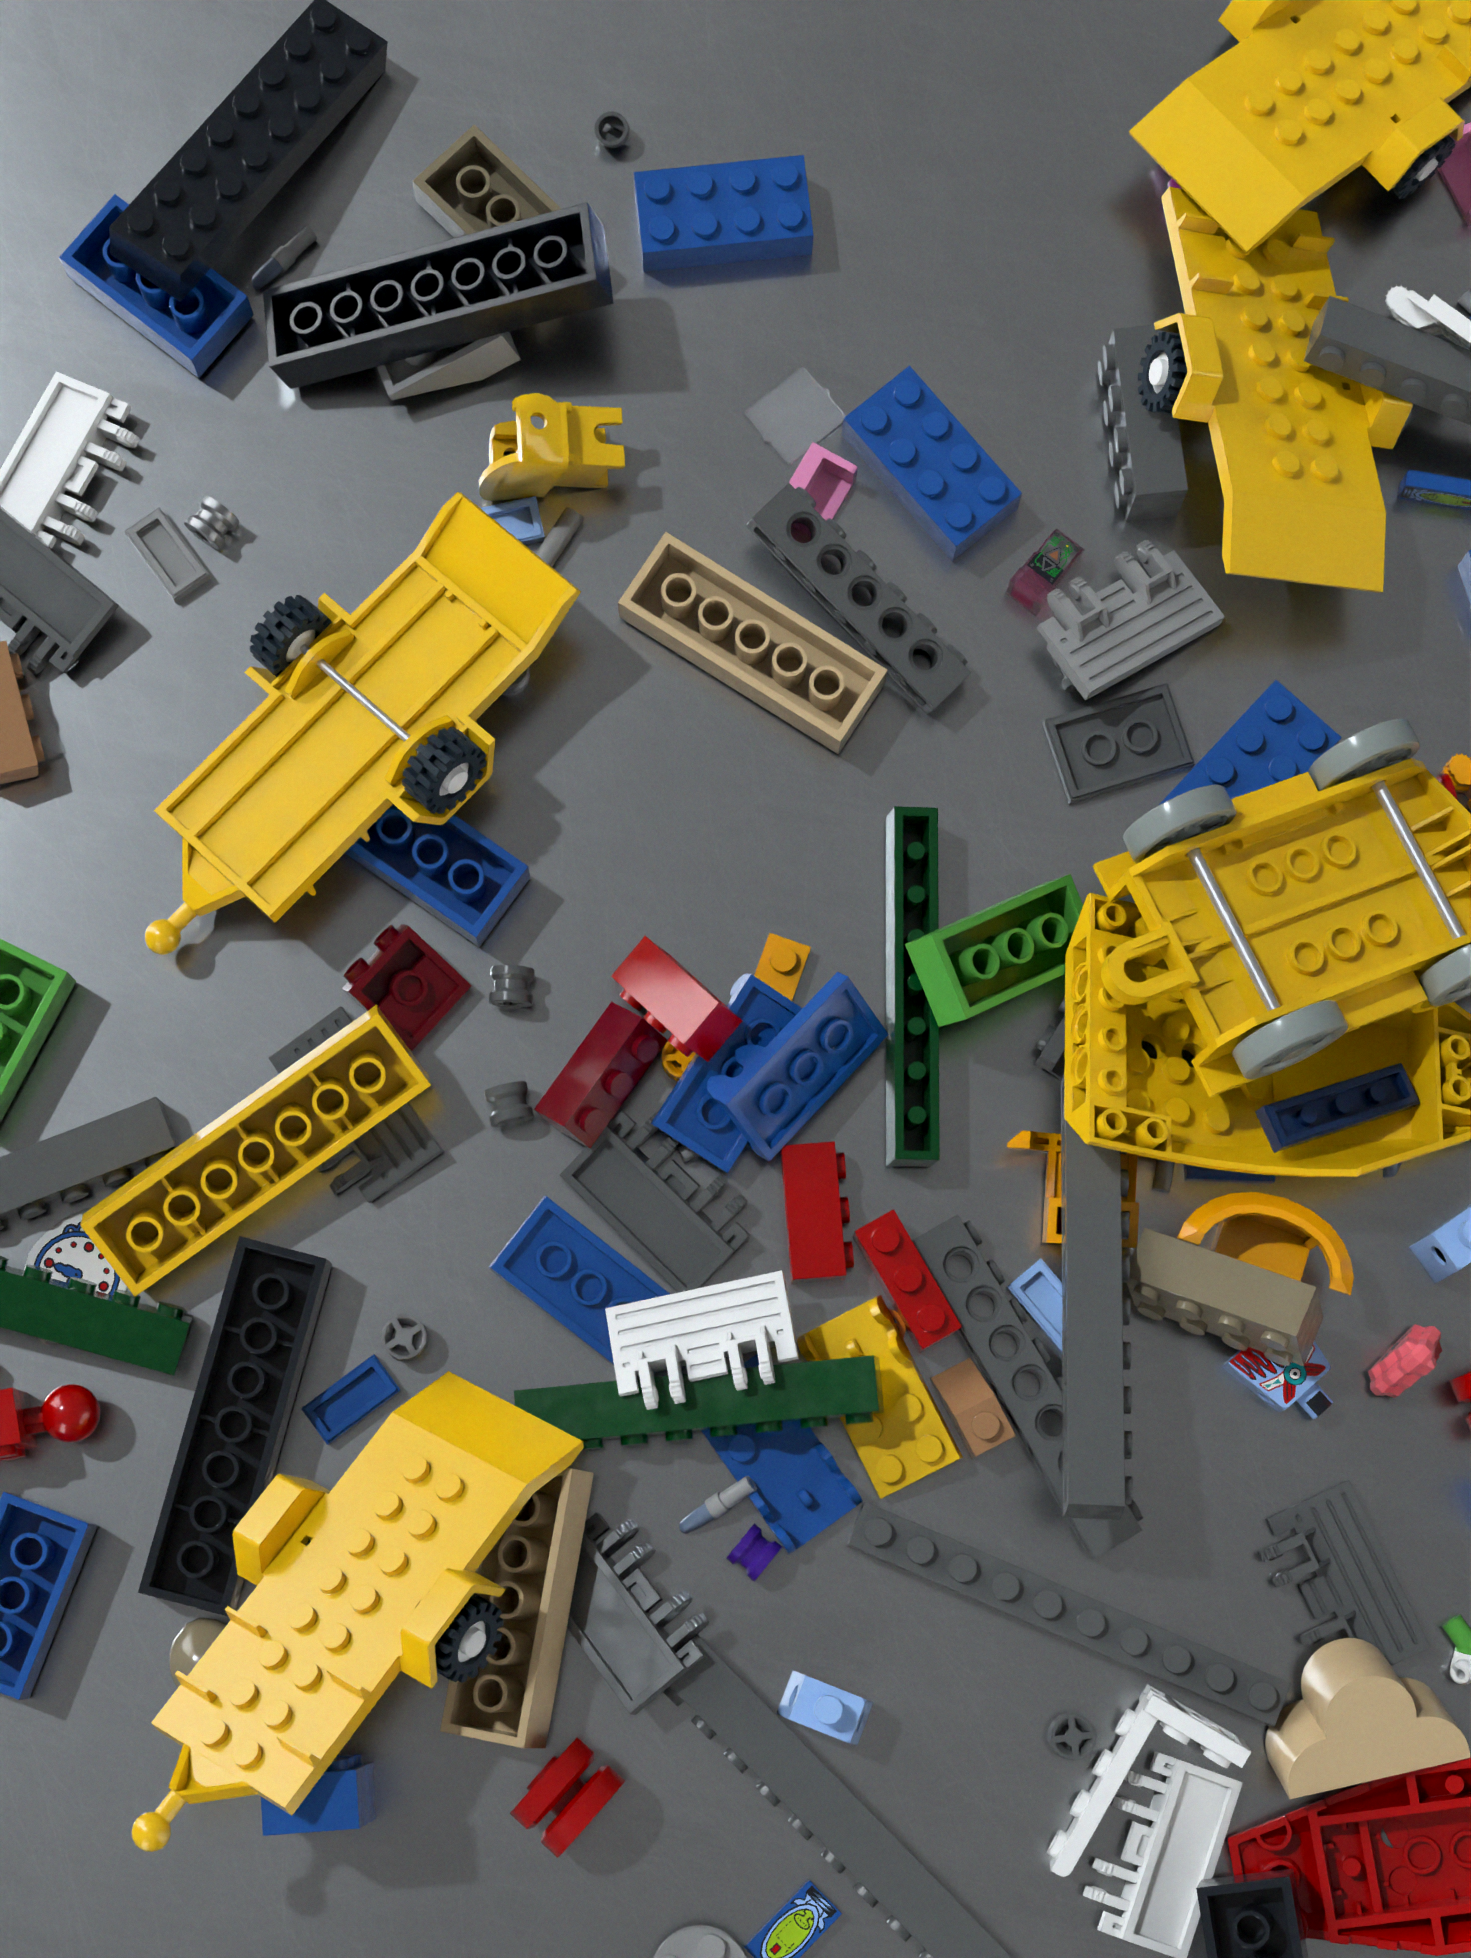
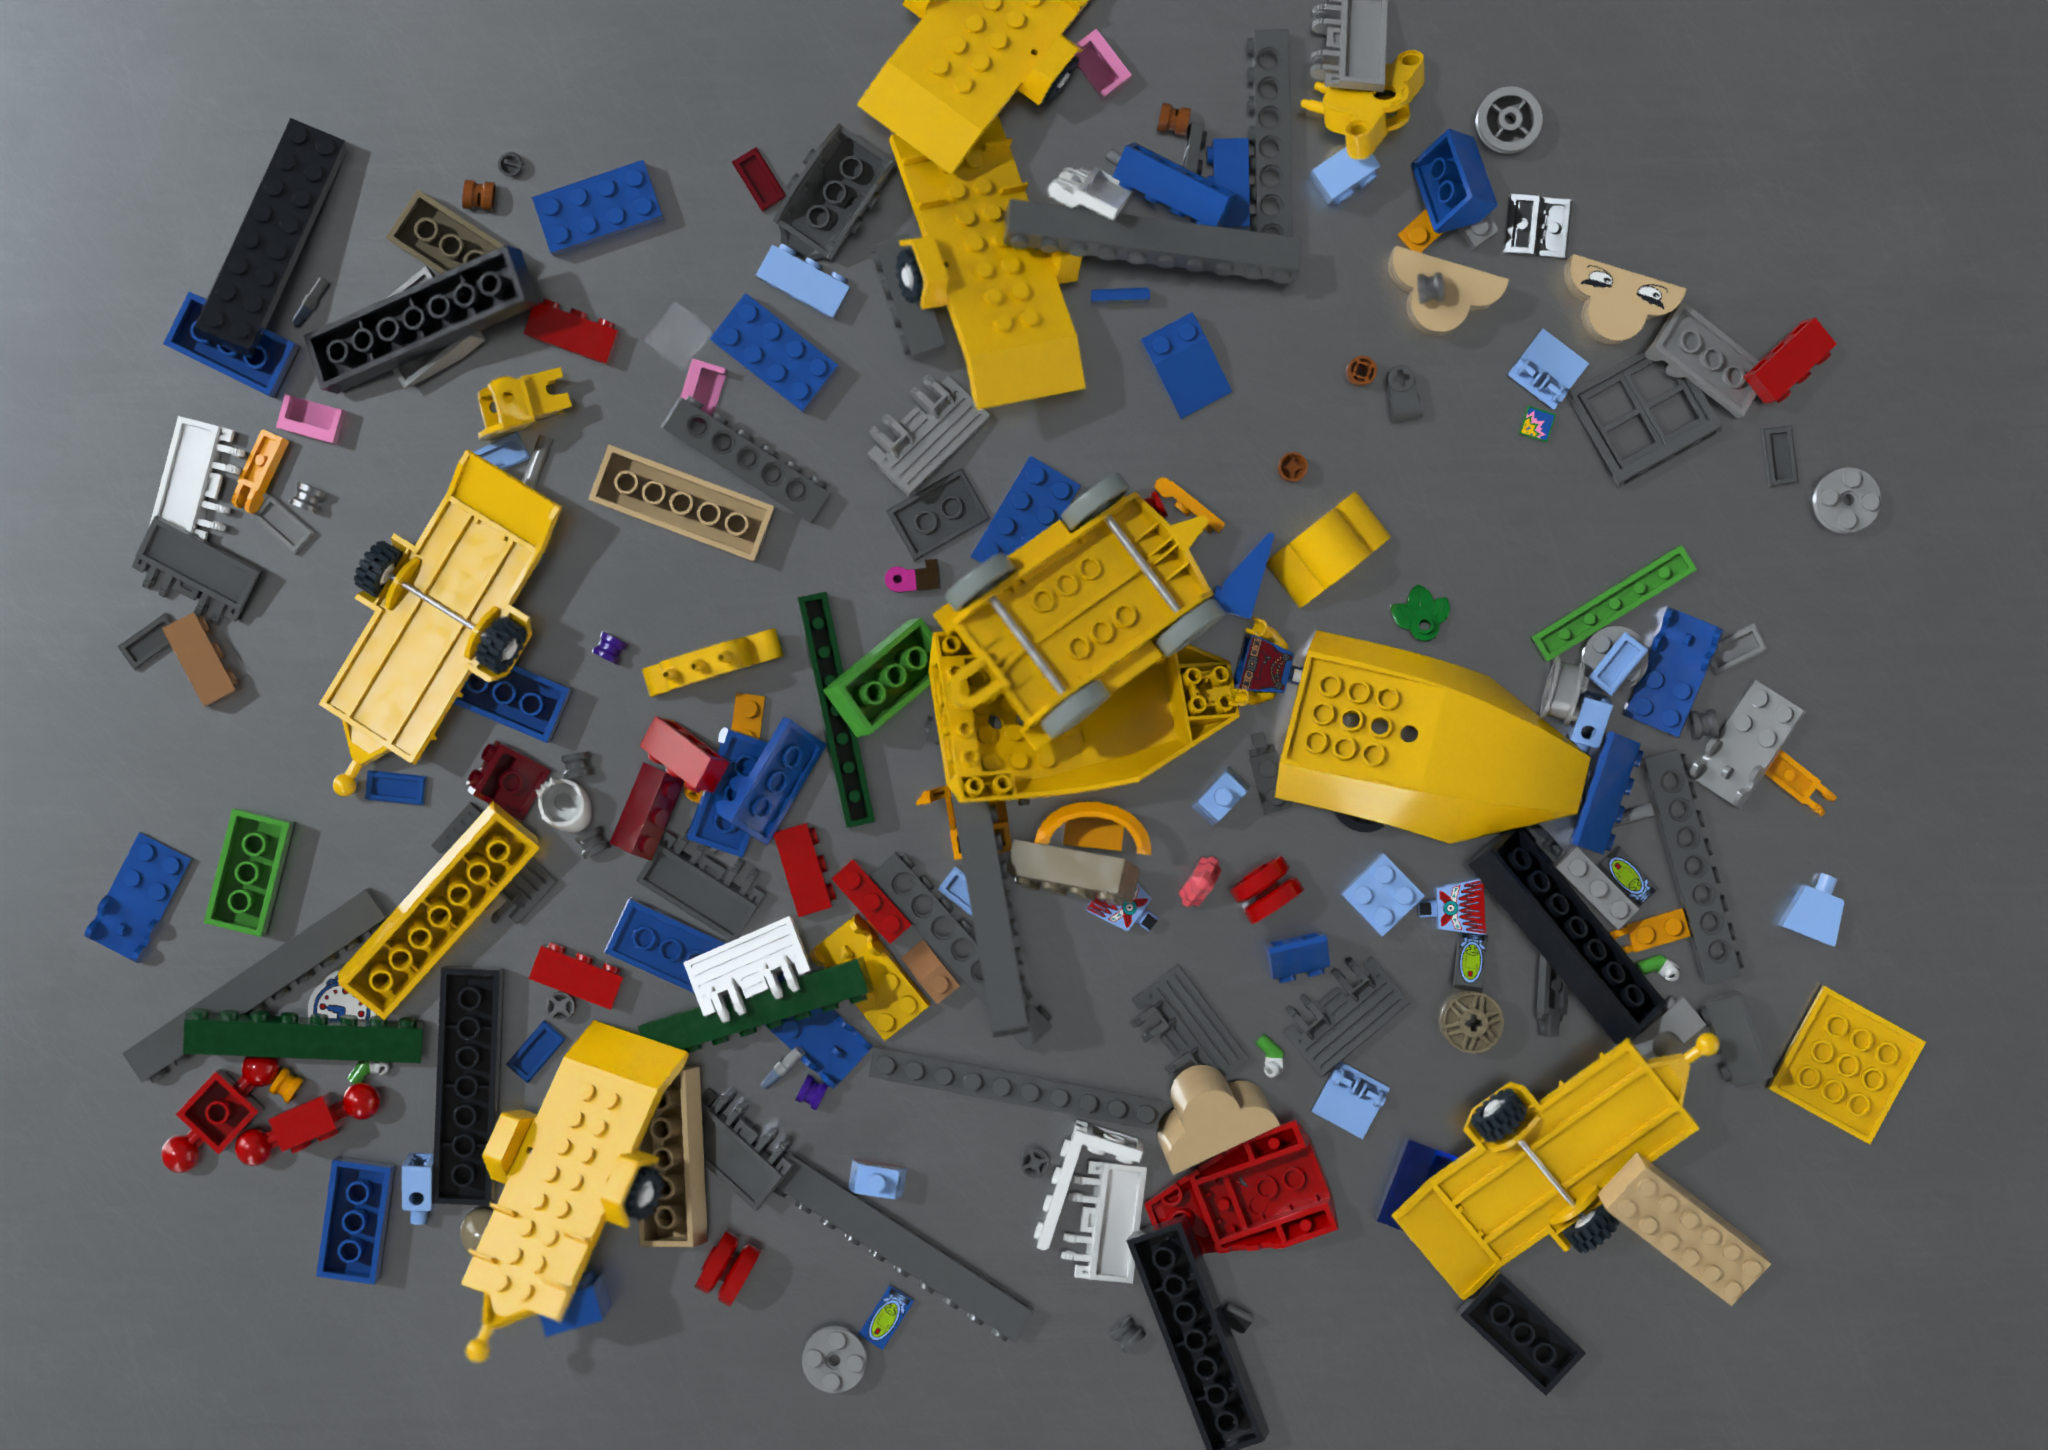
camera: 10 degrees left, 10 degrees up
(93, 1367) = (367, 1067): none -> arm
(123, 1547) = (417, 1177): none -> light blue torso
(151, 471) = (259, 471): none -> light orange hinge
(237, 963) = (395, 787): none -> blue tile
(243, 417) = (310, 419): none -> bright pink panel
(440, 1297) = (577, 975): none -> red brick
(480, 1037) = (564, 805): none -> white helmet
(557, 162) = (471, 195): none -> dark orange wheel
(599, 827) = (610, 648): none -> dark purple wheel
(646, 374) = (572, 331): none -> red brick
(745, 874) = (712, 662): none -> yellow piece
(958, 228) = (759, 179): none -> dark red tile
(993, 375) = (804, 280): none -> light blue brick
(1044, 571) = (866, 408): leg -> none
(1057, 261) = (831, 194): none -> dark grey slope
(1066, 826) = (909, 580): none -> leg
(1337, 1107) = (1121, 734): dark blue tile -> none

